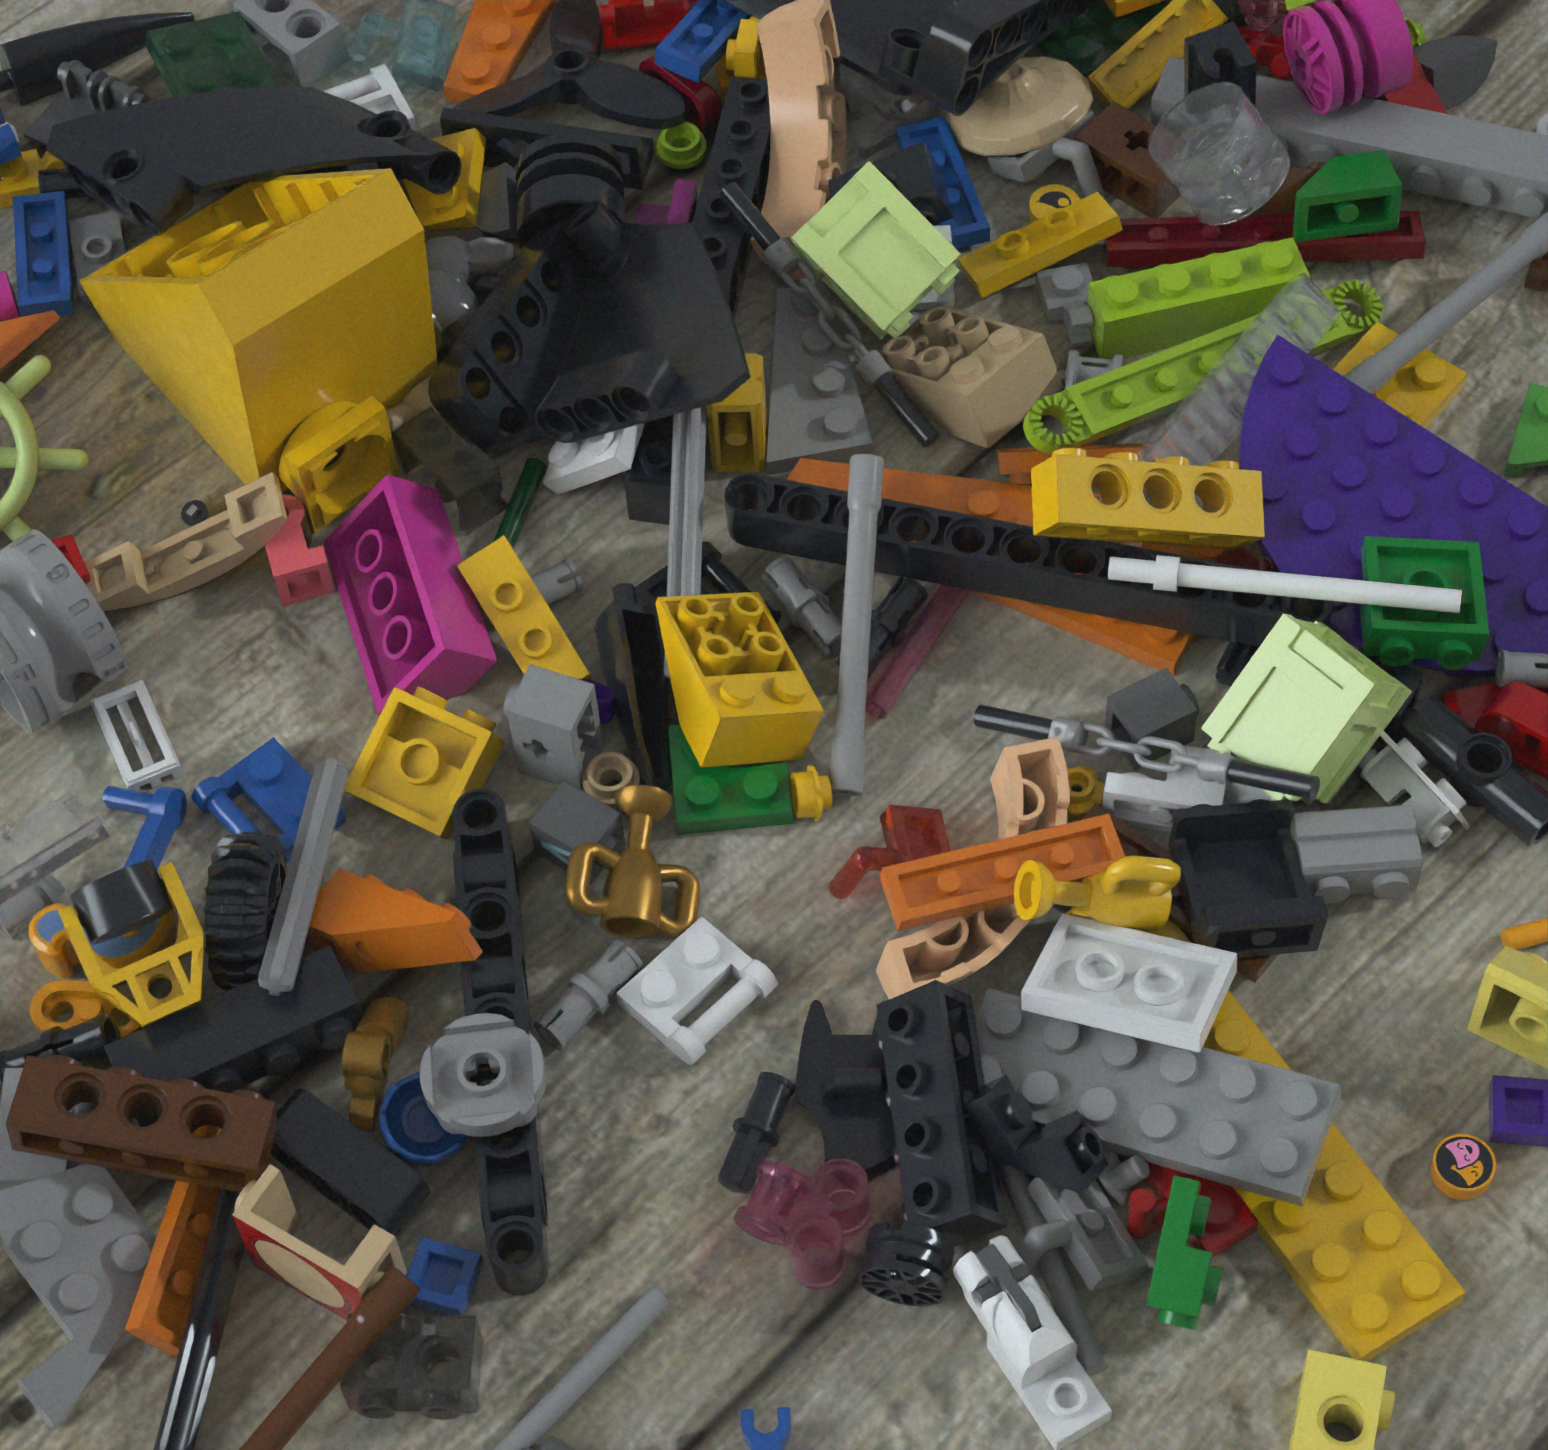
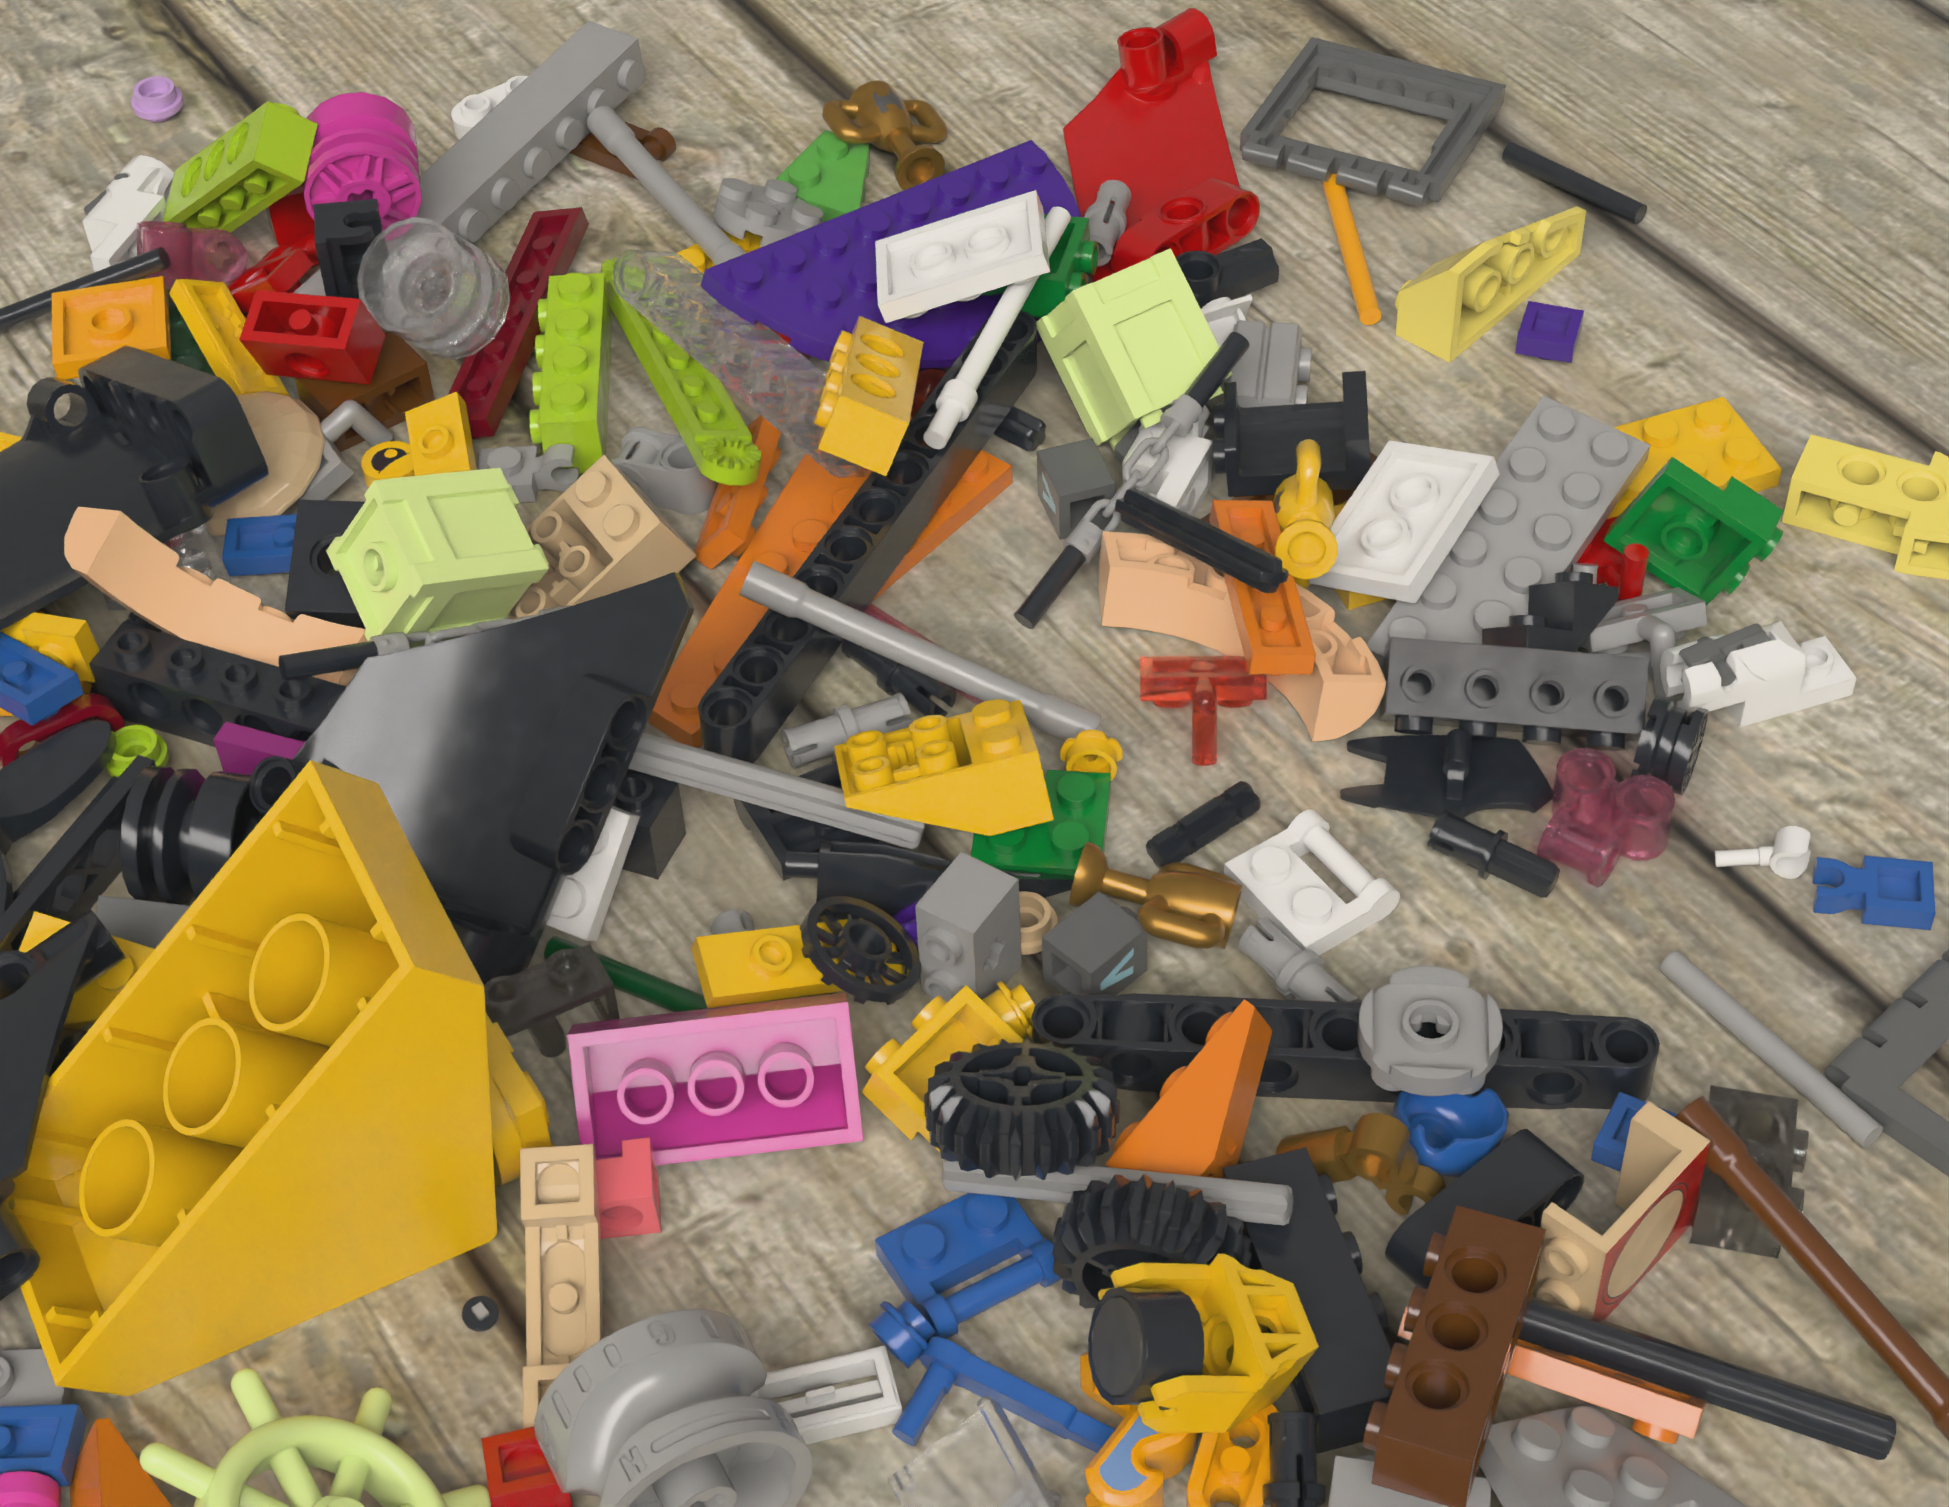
camera: 80 degrees left, 10 degrees down
(186, 767) = (902, 1331): none -> blue plate
(365, 777) = (1021, 1109): none -> black gear
(509, 781) = (1013, 1008): none -> yellow plate
(522, 647) = (860, 948): none -> black wheel
(750, 895) = (1203, 824): none -> black axle
(808, 1390) = (1786, 858): none -> white hand
(1034, 806) = (1202, 540): none -> black axle
(1123, 88) = (312, 337): none -> red brick
(1348, 198) = (514, 230): green slope -> none
(1357, 529) = (961, 257): none -> white plate
(1463, 1167) = (1594, 382): tile -> none
(1492, 373) = (763, 210): none -> light grey plate

